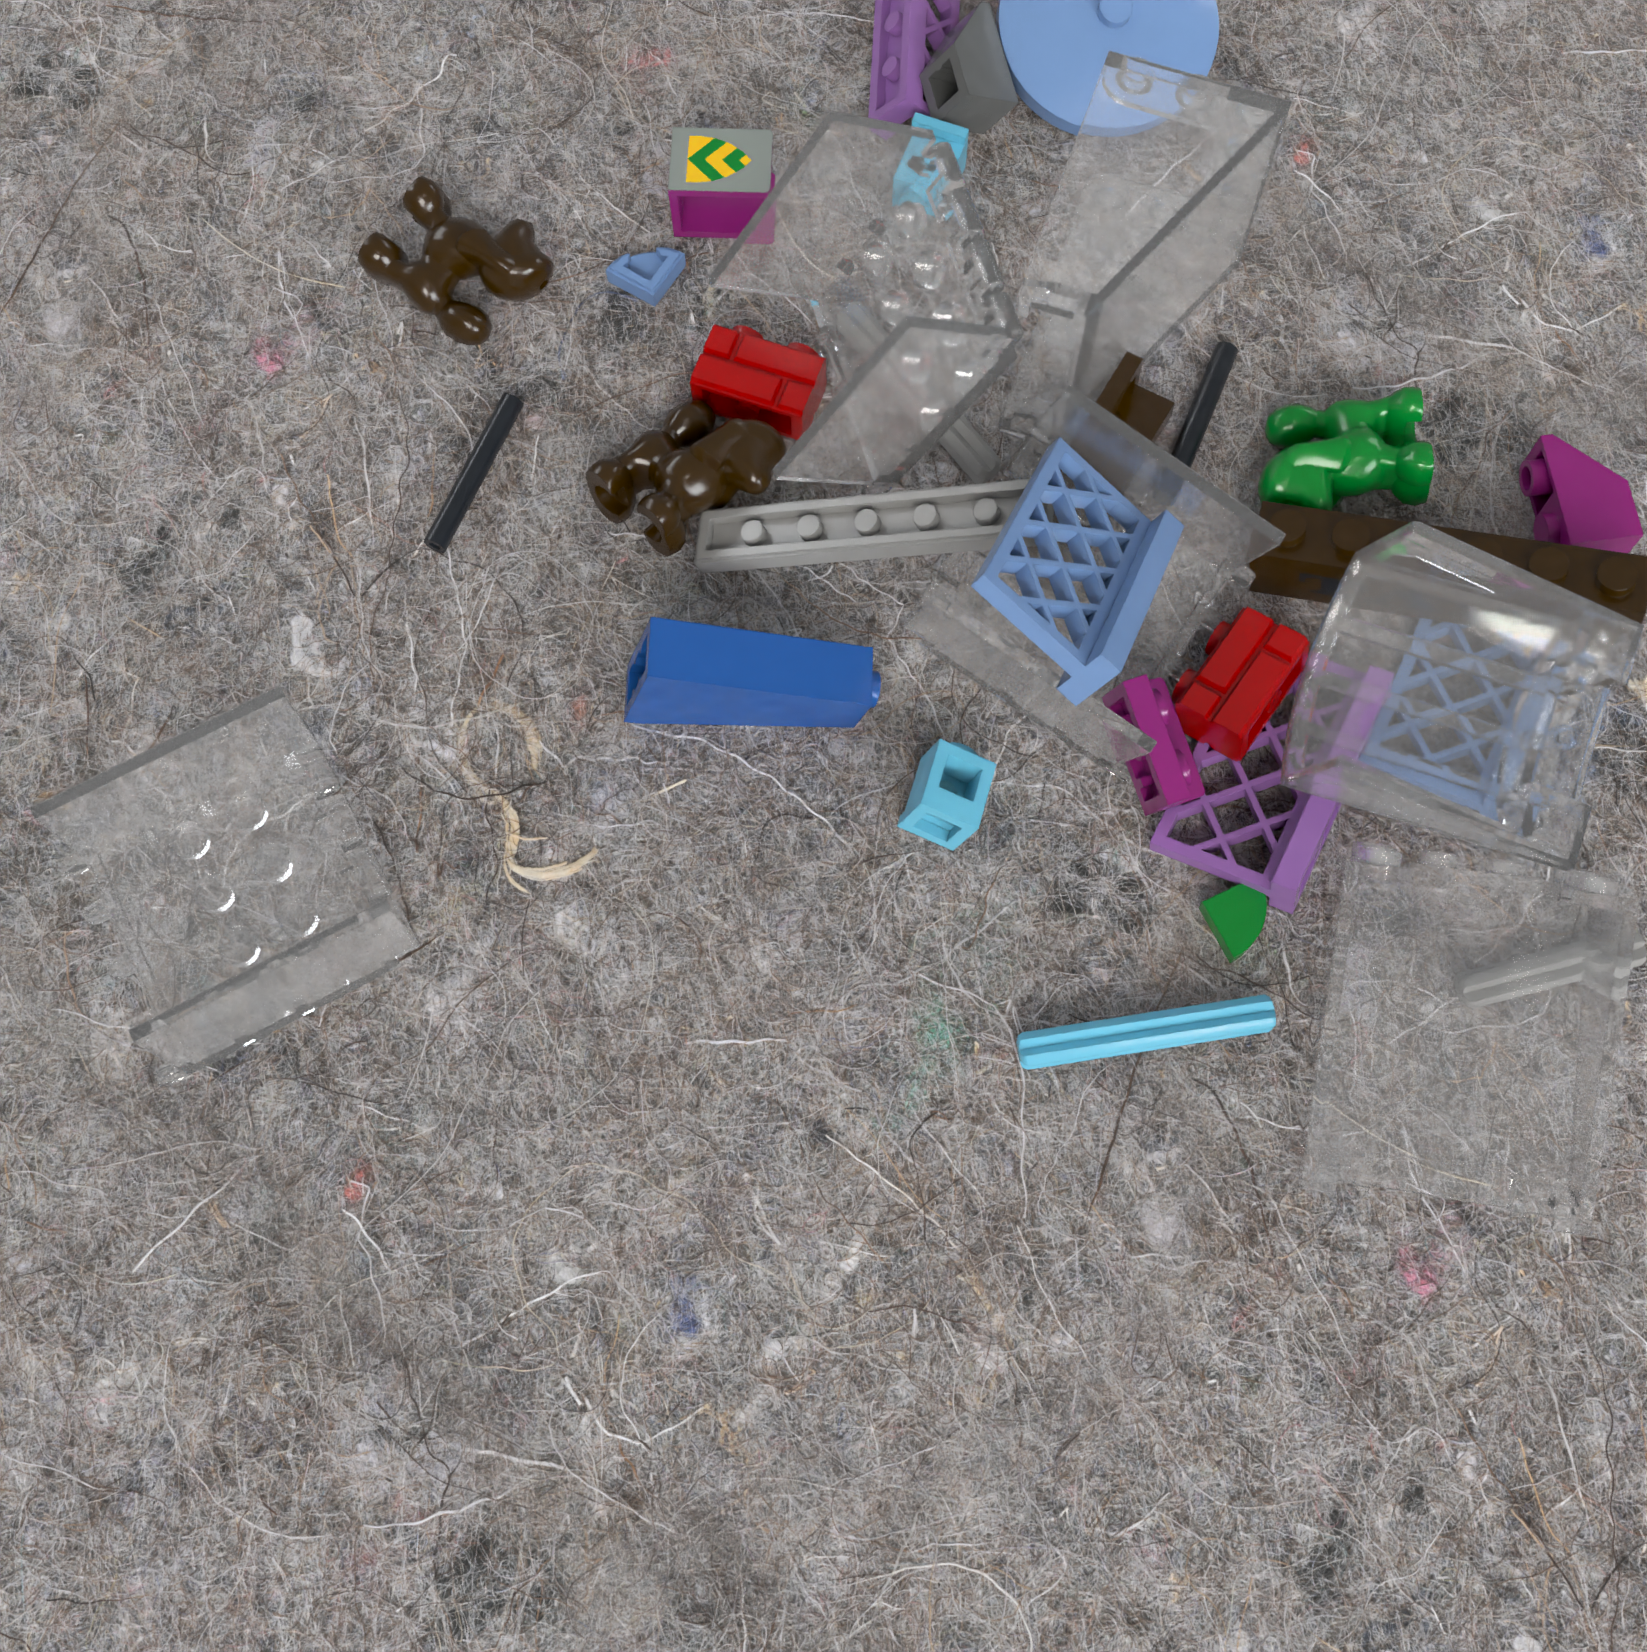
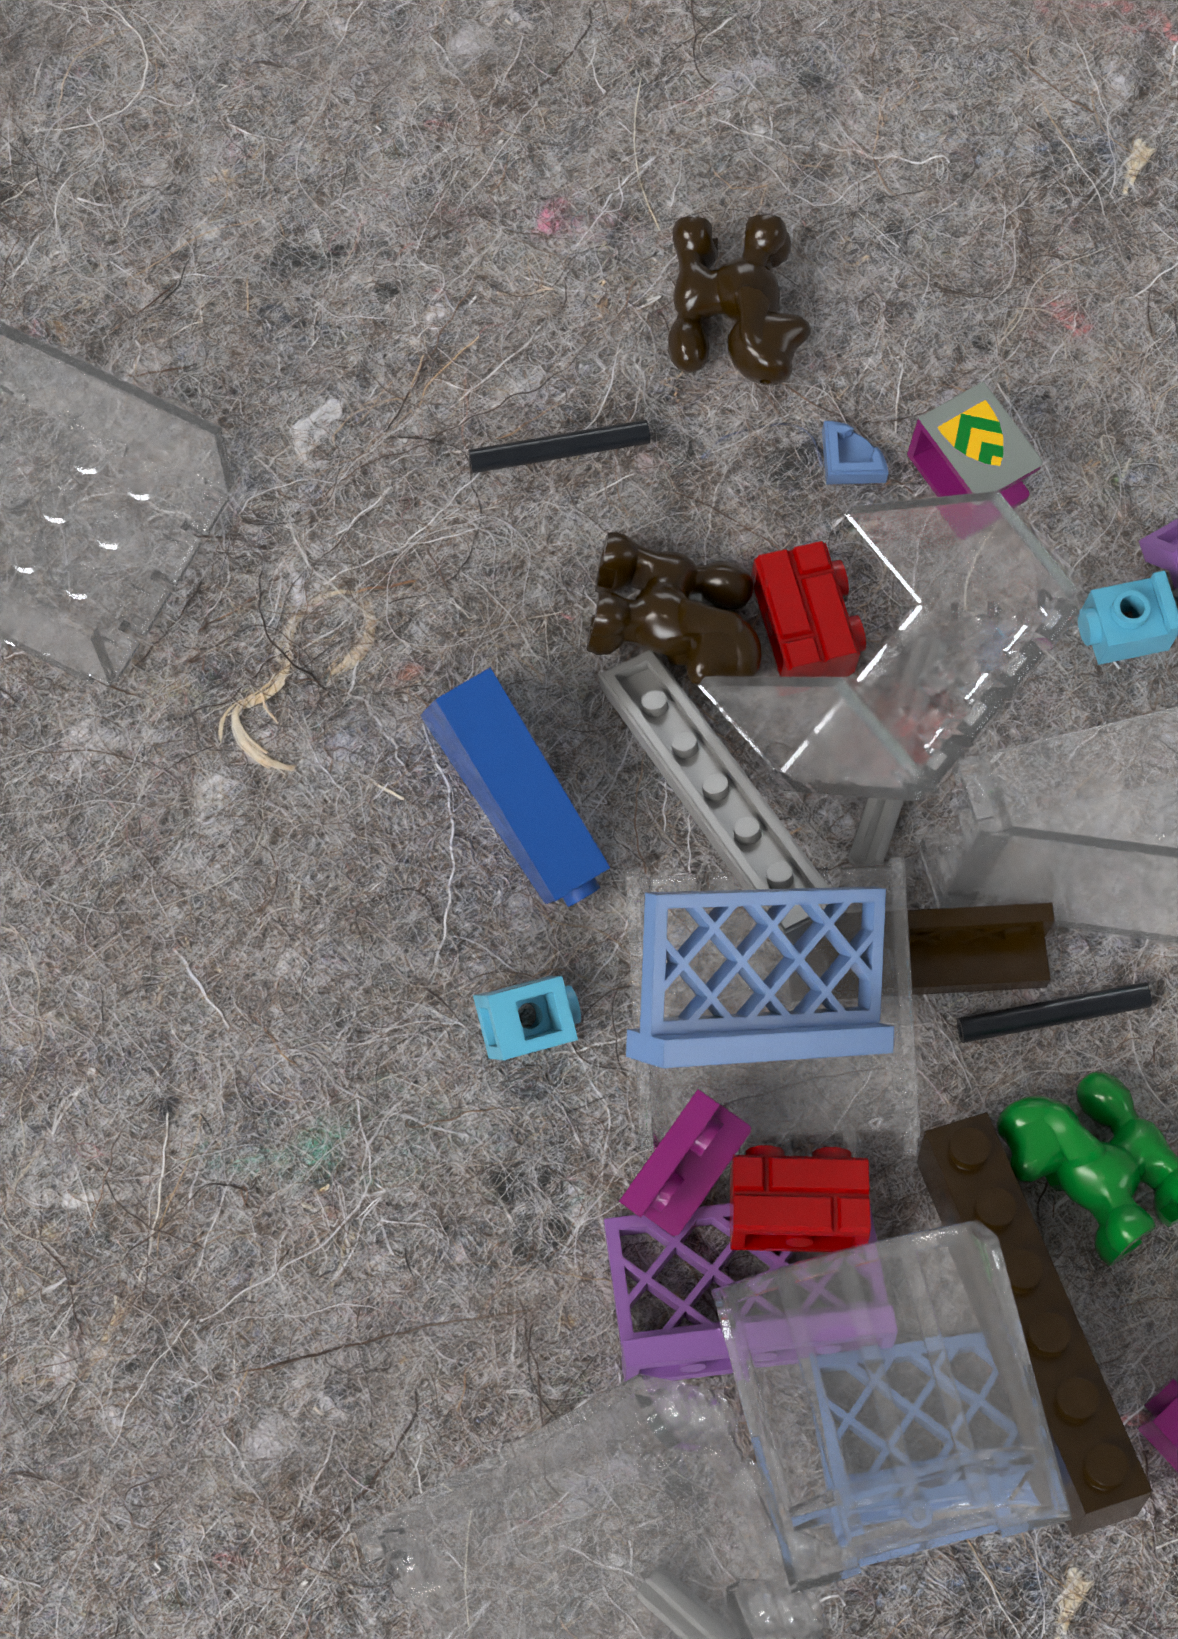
camera: 50 degrees right, 0 degrees up
(1146, 1032) = (427, 1322): medium azure axle -> none
(1235, 918) = (584, 1338): green tile -> none

